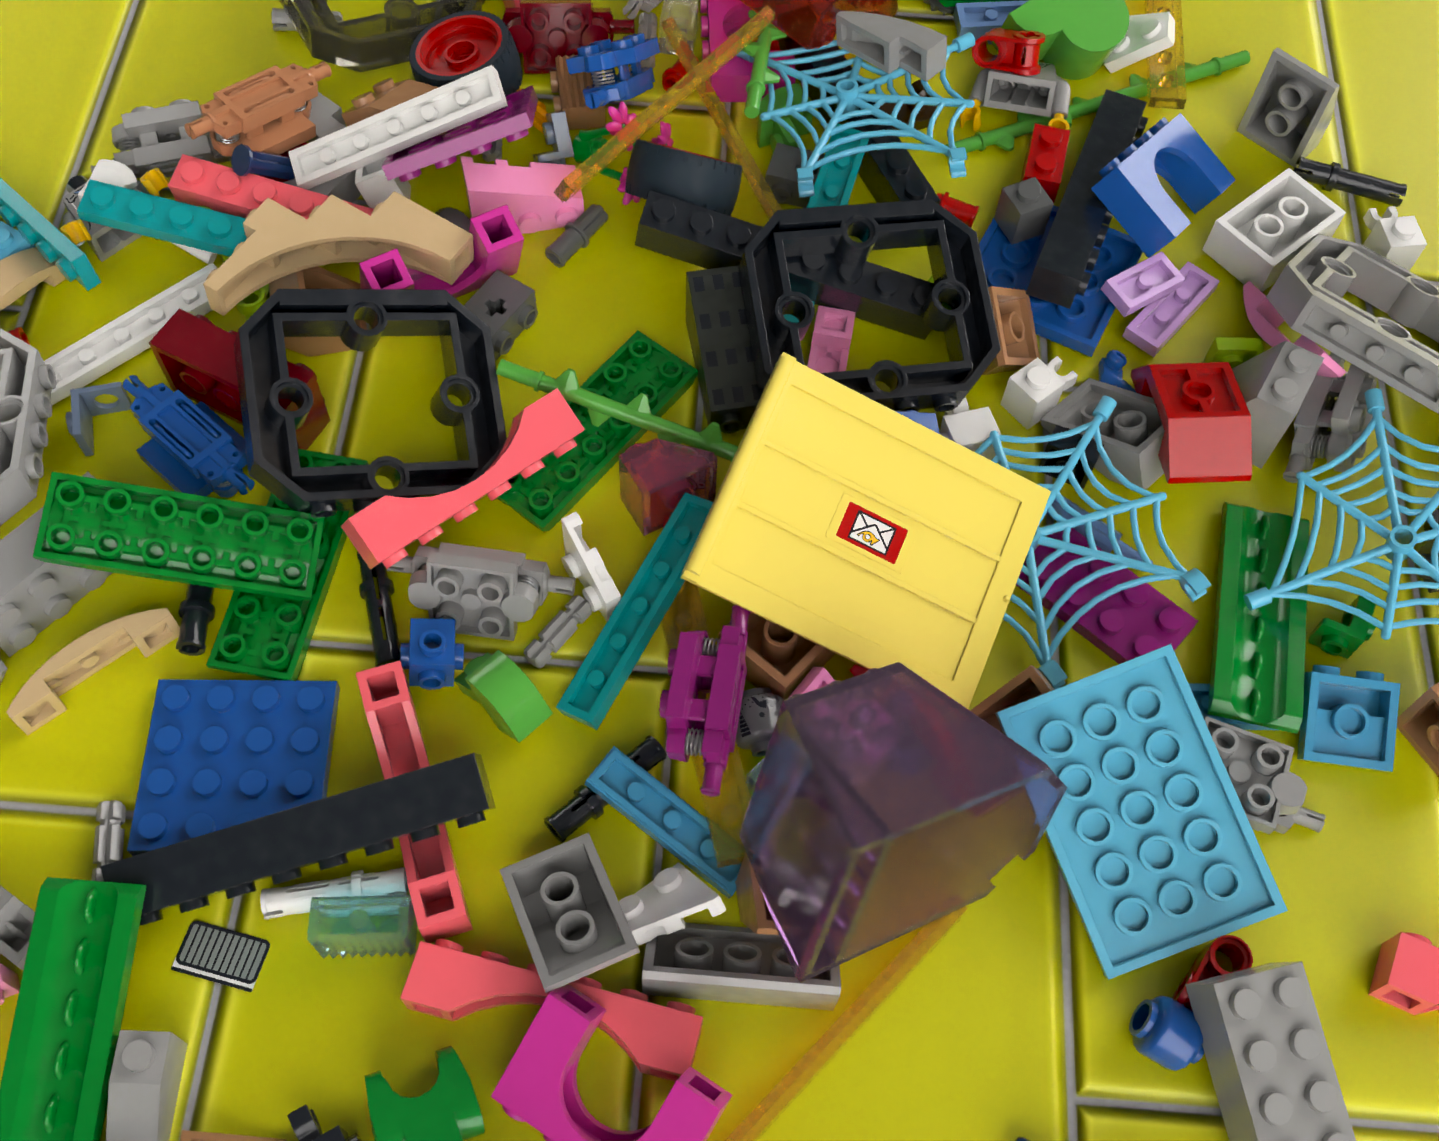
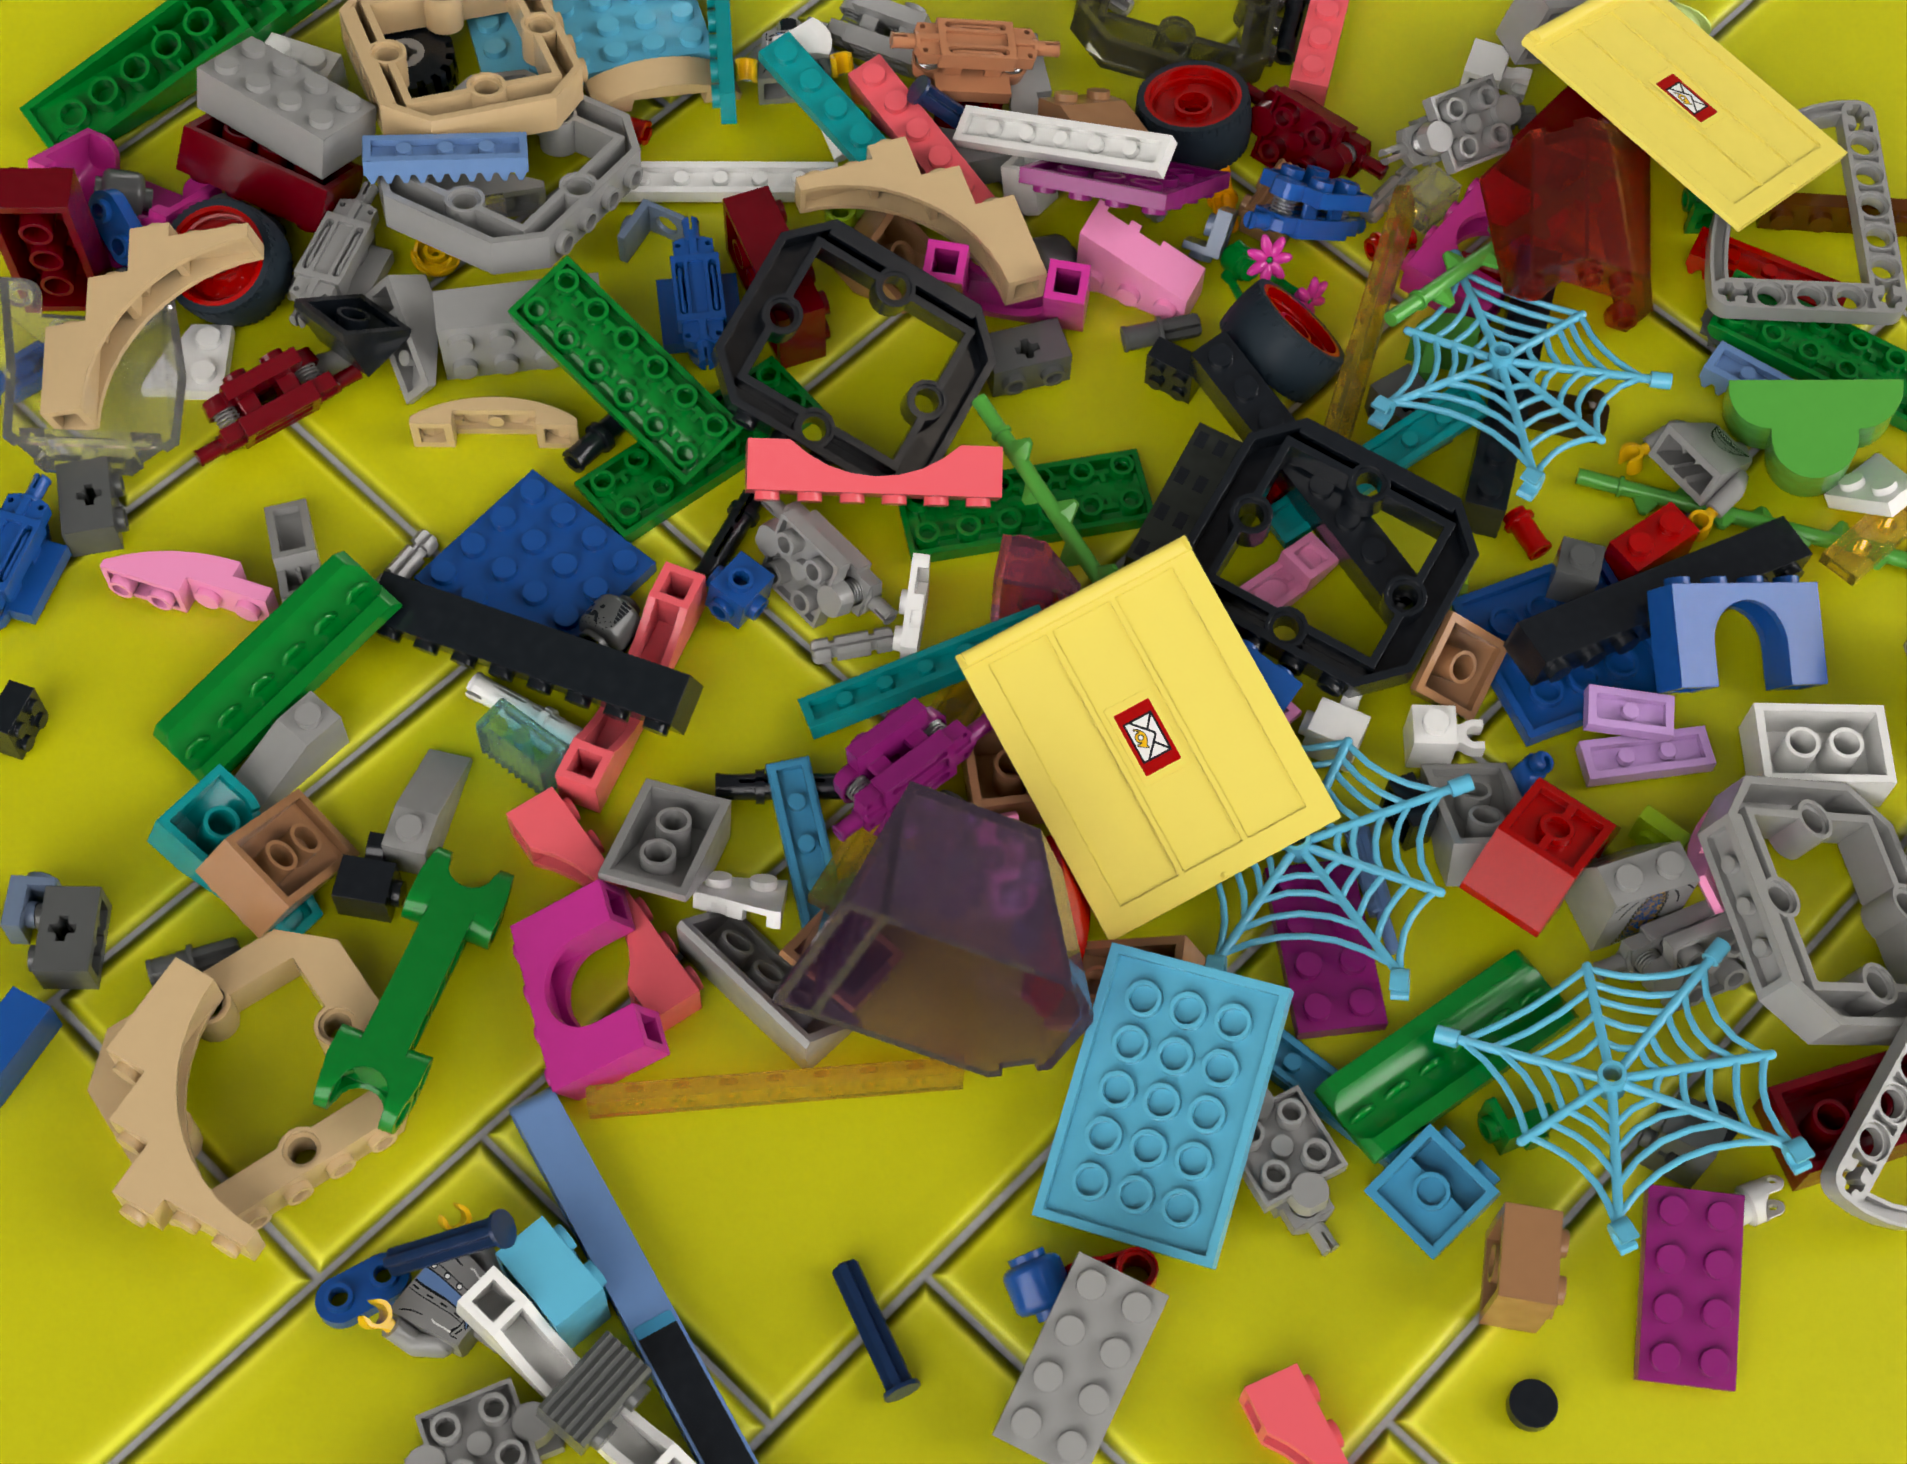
camera: 40 degrees right, 0 degrees up
(221, 955) = (418, 699): sticker -> none
(318, 1052) = (425, 810): none -> light grey slope
(345, 760) = (611, 621): none -> dark grey head
(505, 694) = (765, 661): bright green brick -> none
(615, 254) = (1169, 370): none -> black piece
(664, 105) = (1320, 262): clear yellow tile -> none
(892, 43) = (1580, 338): light grey slope -> none
(1016, 50) = (1702, 416): red piece -> none

